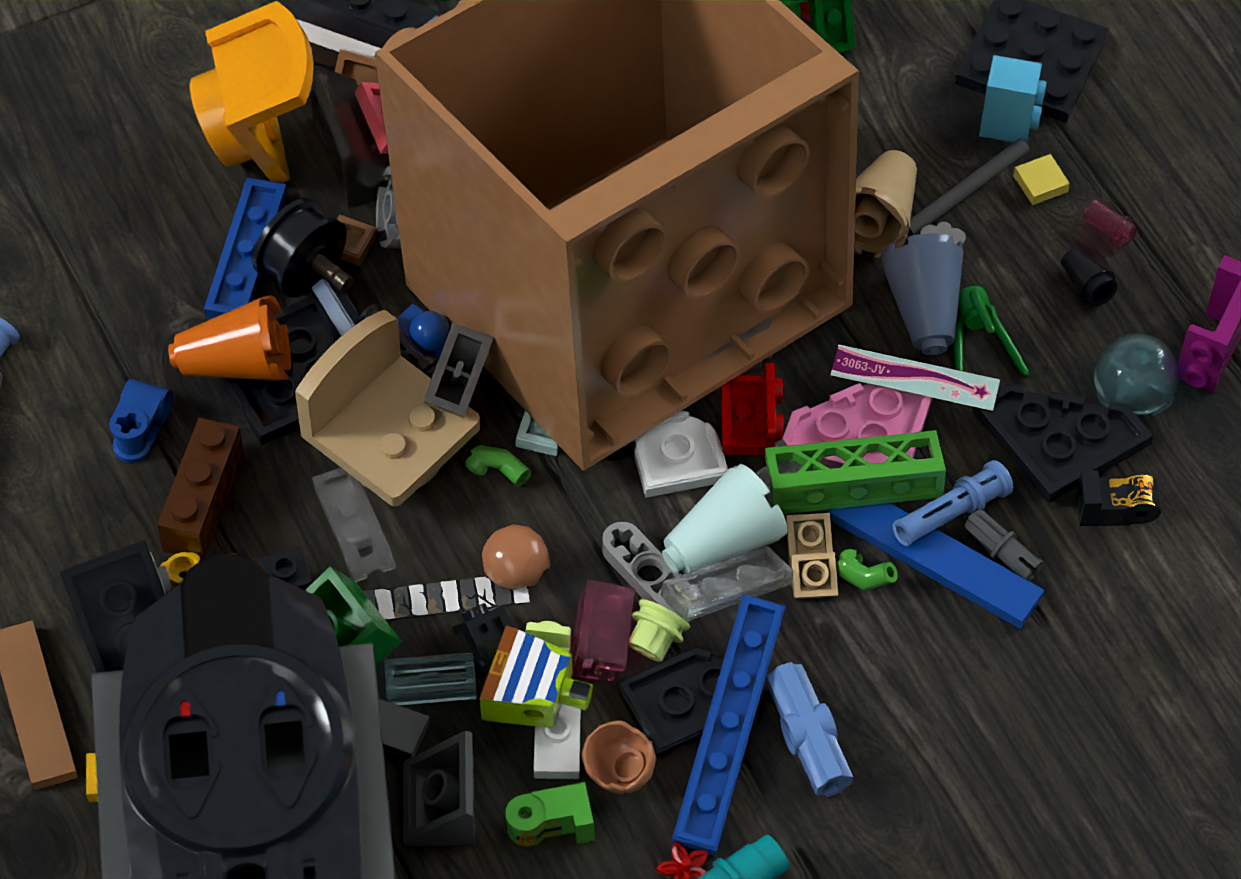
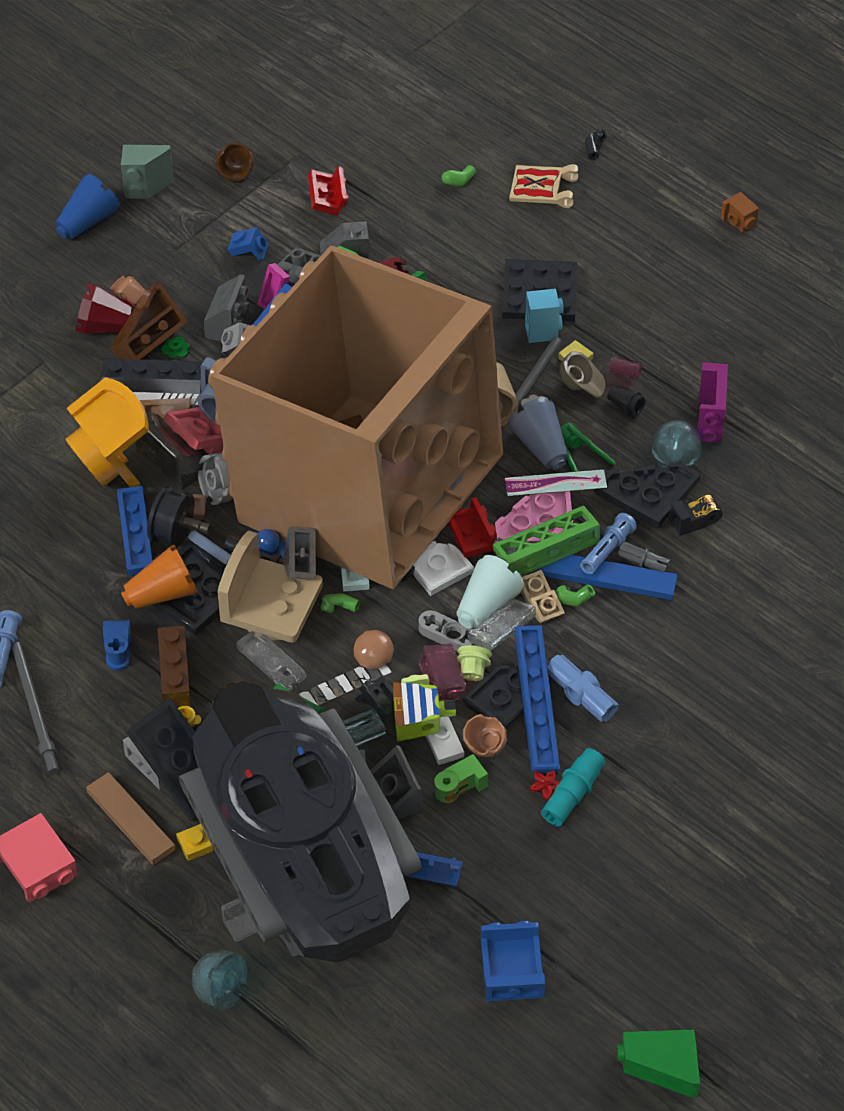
camera: 20 degrees left, 5 degrees down
(1034, 212) = (580, 373): none -> dark tan piece

